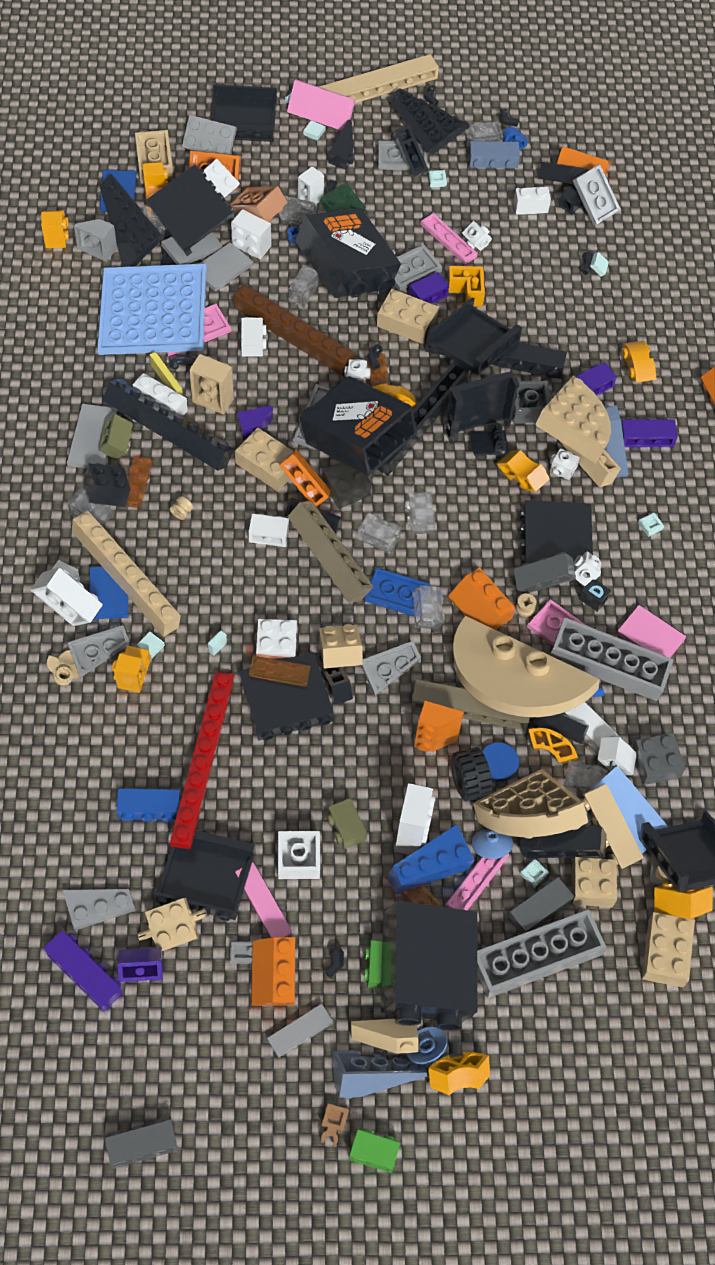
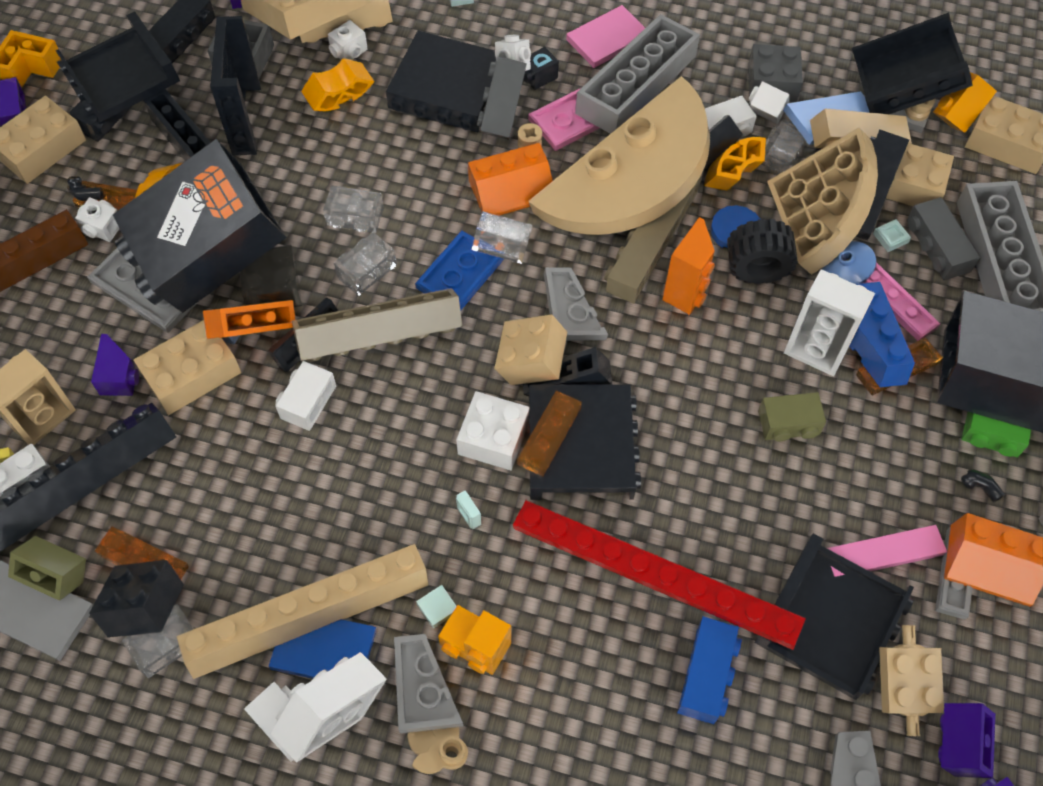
camera: 70 degrees left, 0 degrees up
(181, 508) = (218, 503): tan wheel -> none
(298, 854) = (832, 484): white brick -> none
(490, 442) = (278, 106): black hinge -> none

